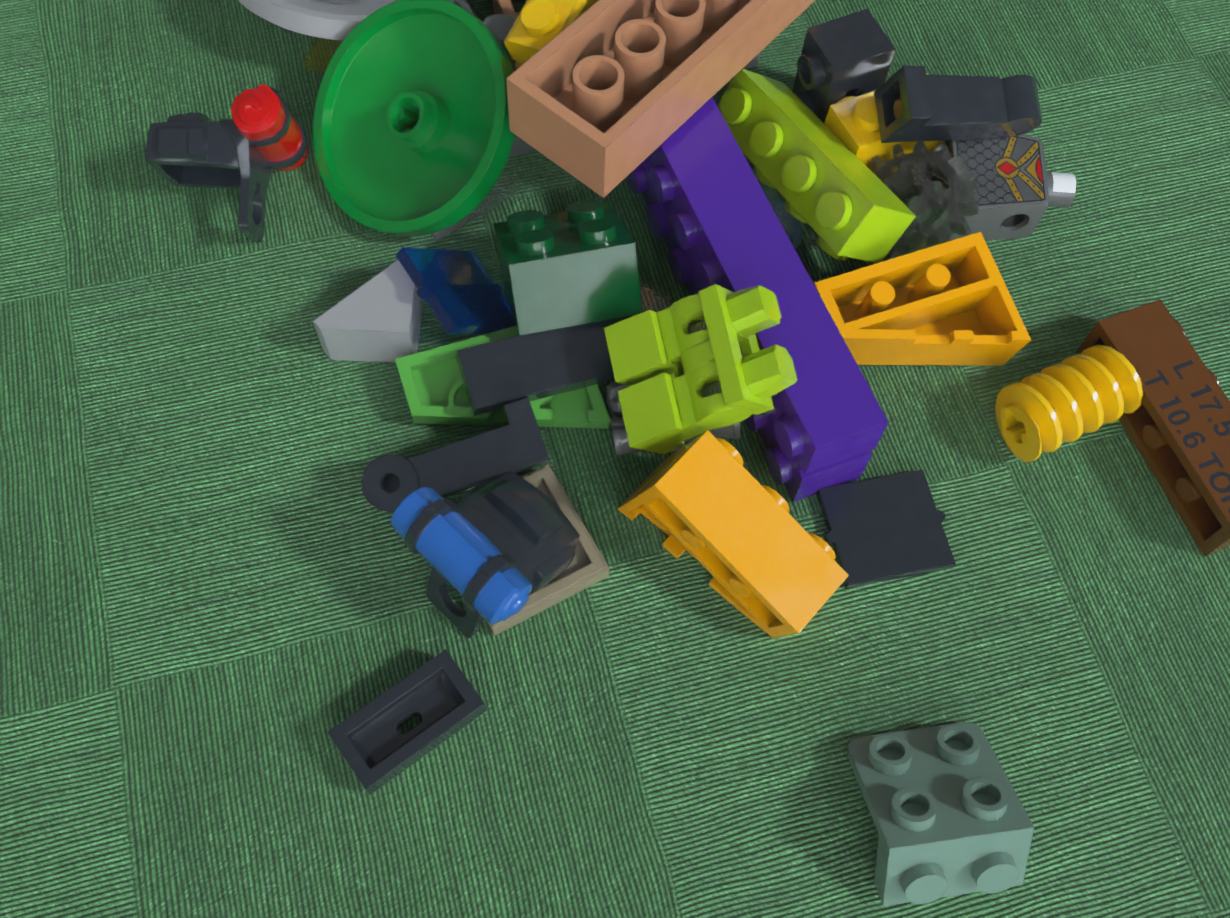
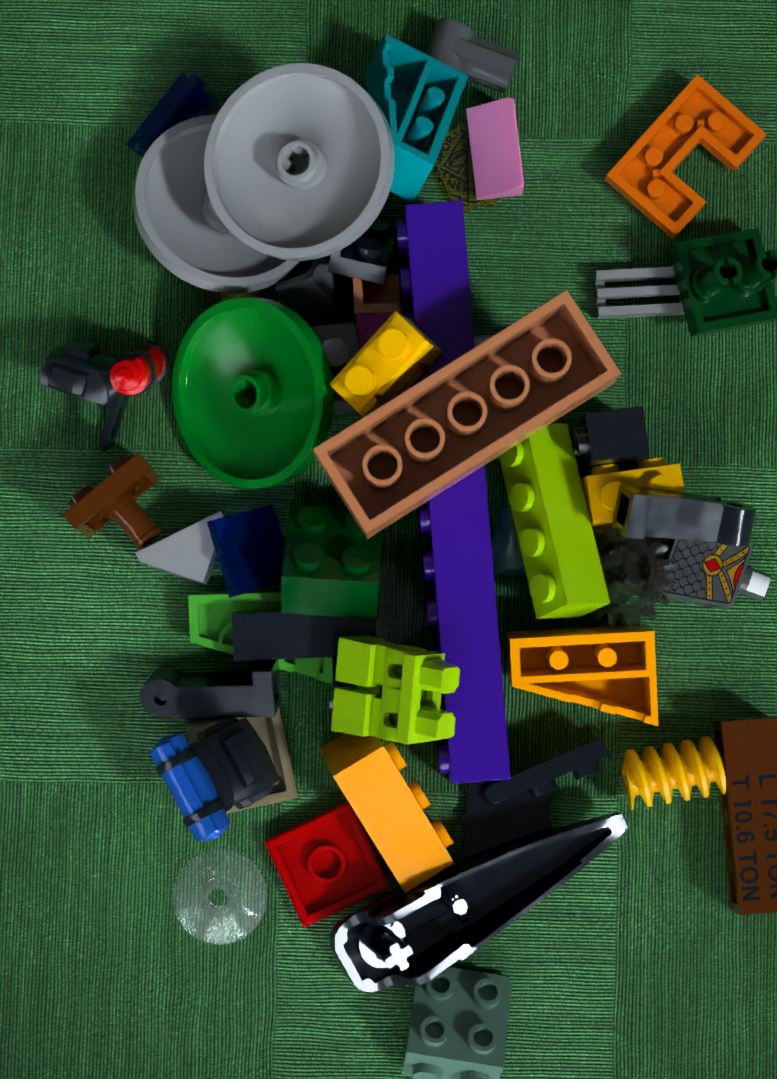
camera: 20 degrees right, 20 degrees up
(272, 268) = (116, 500): none -> reddish brown plate
(372, 736) = (108, 872): black piece -> none
(550, 768) = (237, 878): none -> clear dish
(675, 645) = (327, 864): none -> red tile
(849, 671) = (457, 911): none -> black piece
(915, 445) = (542, 777): none -> black hinge

